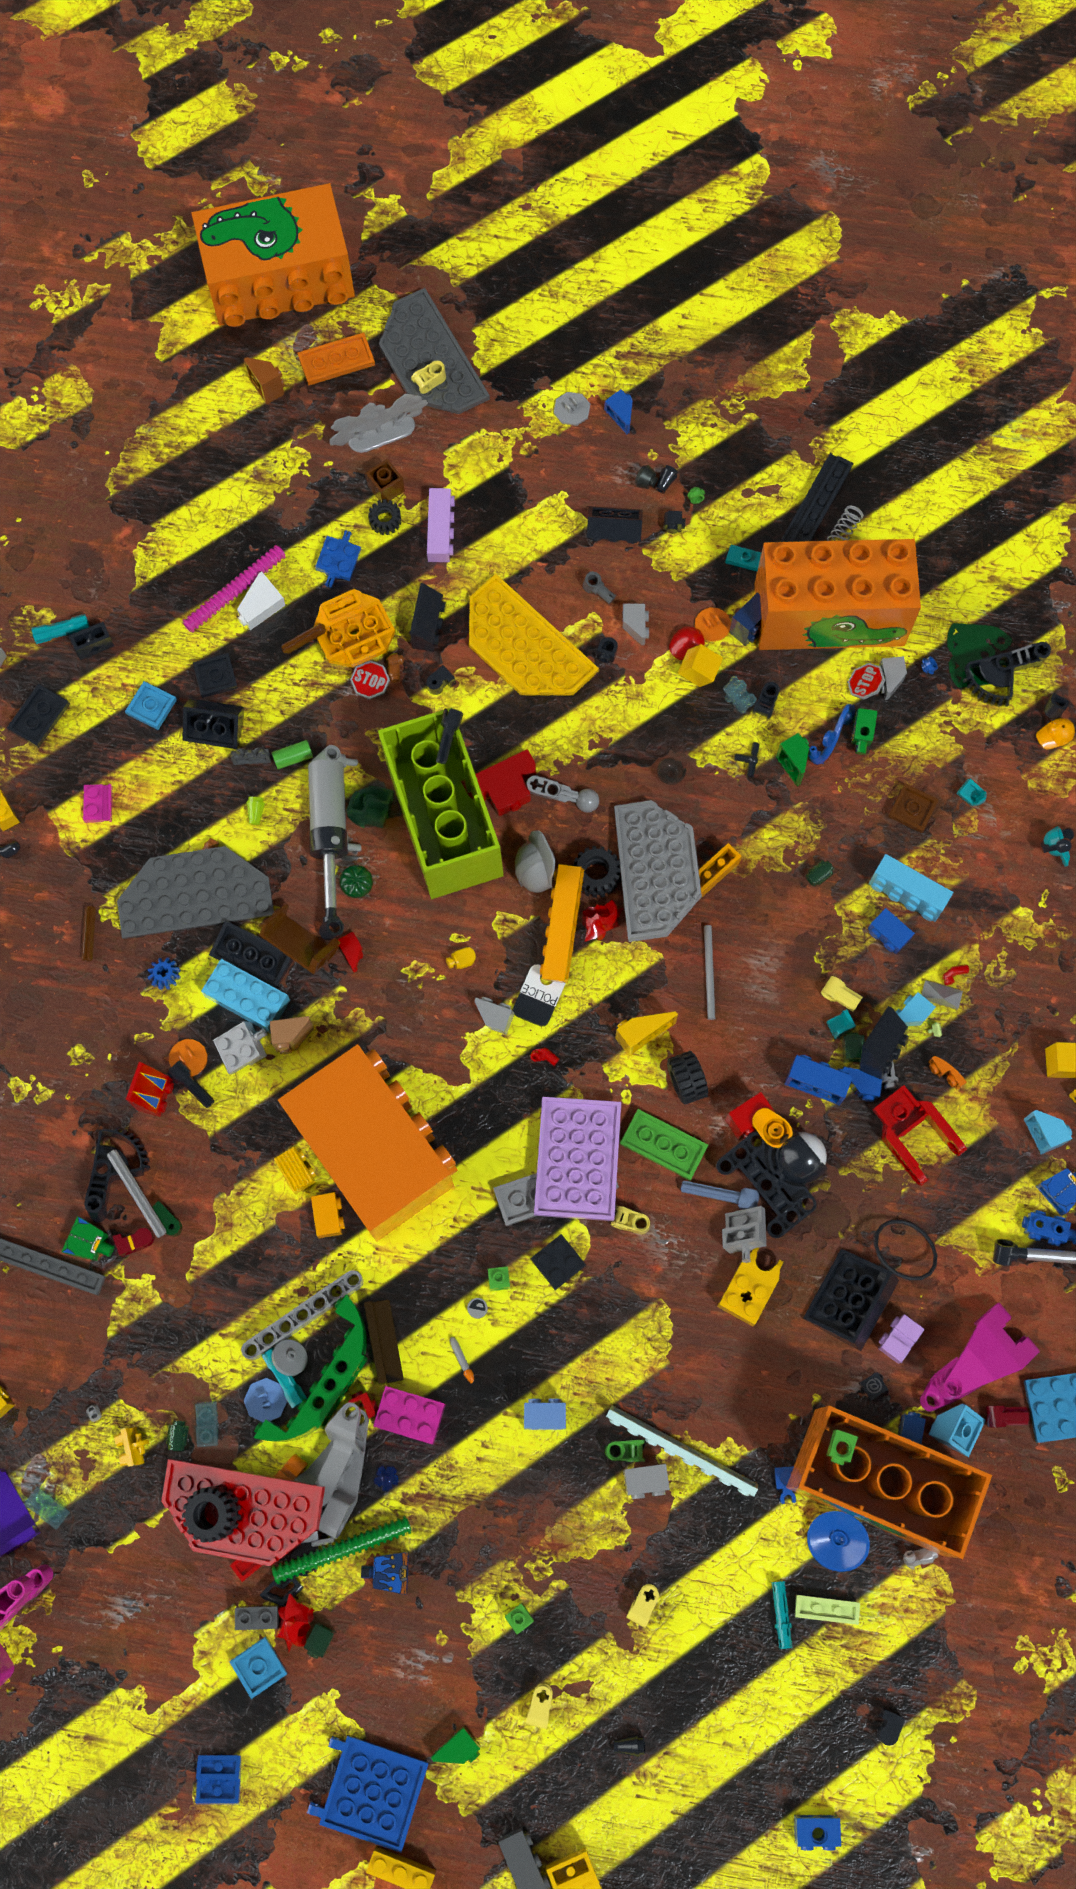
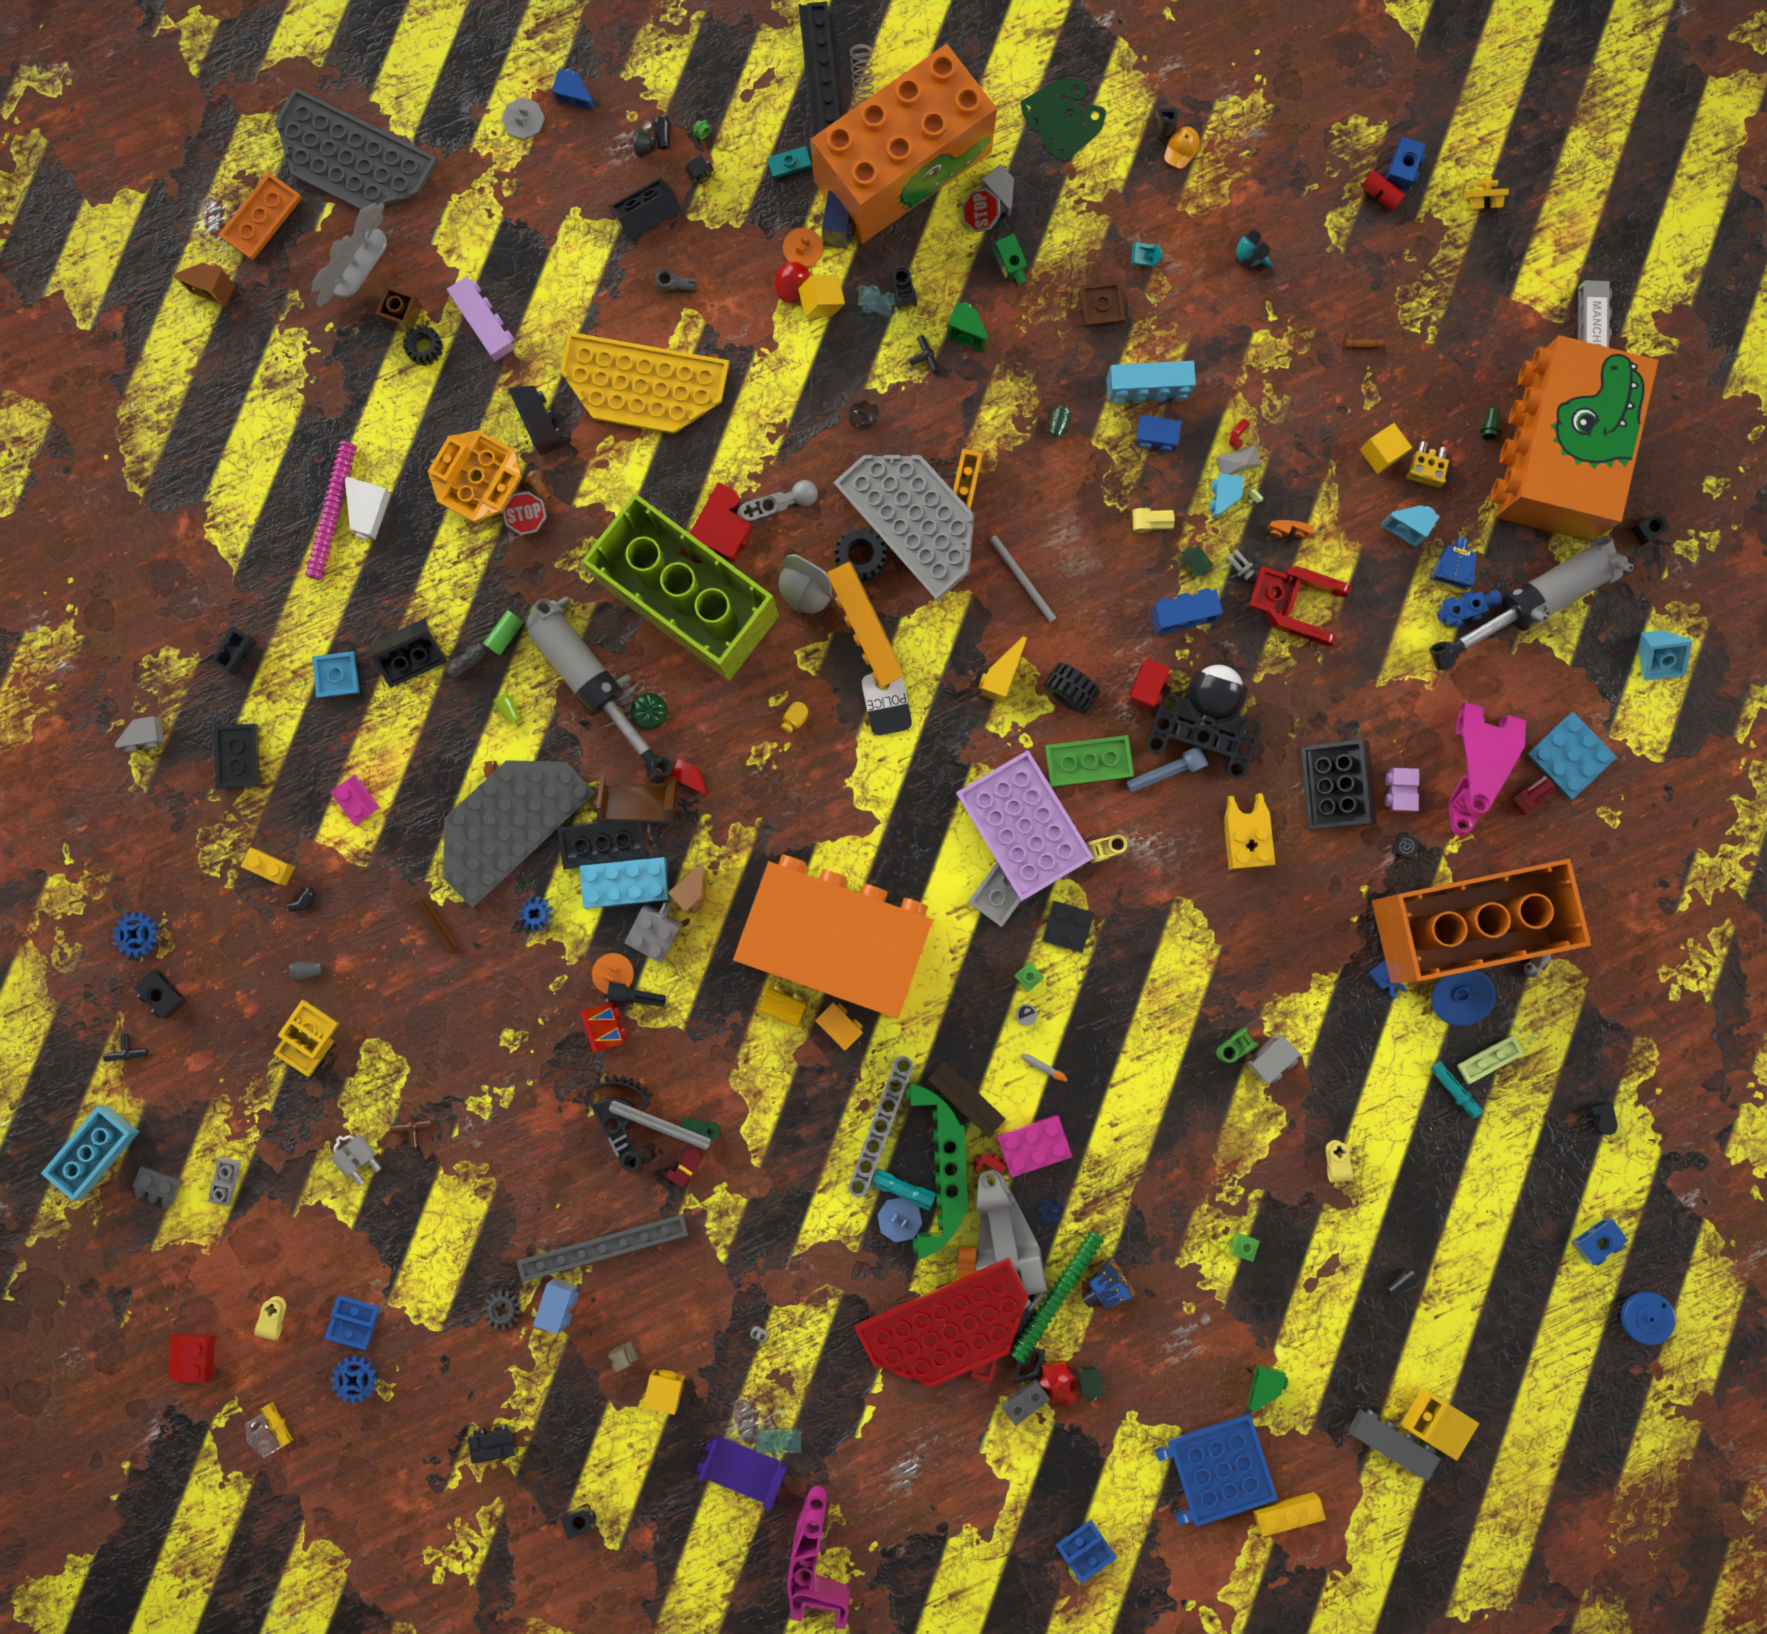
camera: 35 degrees left, 10 degrees up
(48, 632) = (204, 647): teal axle -> none
(87, 1241) = (644, 1195): green torso -> none
(133, 1446) = (816, 1338): yellow hips -> none
(177, 1436) = (847, 1302): clear green brick -> none
(196, 1518) = (924, 1363): black tyre -> none
(206, 1424) = (864, 1274): clear light blue slope -> none
(215, 675) = (375, 605): black plate -> none
(258, 1667) = (1054, 1440): dark azure plate -> none
(274, 255) = (125, 148): orange brick -> none
(289, 1357) = (895, 1170): light grey piece -> none
(303, 638) = (434, 515): reddish brown axle -> none
(338, 558) = (407, 415): blue plate -> none
(370, 806) = (612, 633): clear green brick -> none
(428, 377) = (364, 179): light yellow piece -> none
(439, 680) = (588, 470): black leg -> none
(450, 722) = (646, 509): black piece -> none
(495, 1016) = (862, 749): light grey slope -> none
(540, 1709) = (1310, 1306): light yellow piece -> none
(544, 1054) = (928, 753): red arm -> none
(544, 1415) = (1150, 1065): medium blue brick -> none
(600, 919) = (895, 597): red hair -> none
(607, 650) = (724, 337): black plate -> none
(634, 621) = (730, 293): light grey slope -> none
(688, 1454) = (1292, 1013): light aqua plate -> none
(744, 1231) = (1212, 789): light grey plate -> none
(766, 1121) = (1168, 683): light orange cap -> none
(831, 737) = (986, 314): blue plant -> none
(841, 1024) = (1170, 548): teal panel -> none
(850, 1442) = (1424, 918): bright green brick -> none
(864, 1085) = (1229, 586): blue slope -> none
(884, 1044) = (1223, 541): black slope -> none
(888, 1266) = (1362, 737): black piece -> none
(912, 1427) = (1461, 860): blue brick -> none
(929, 665) = (1027, 156): blue plate -> none
(958, 1428) = (1500, 834): medium azure slope -> none
(1023, 658) = (1102, 124): black arm -> none

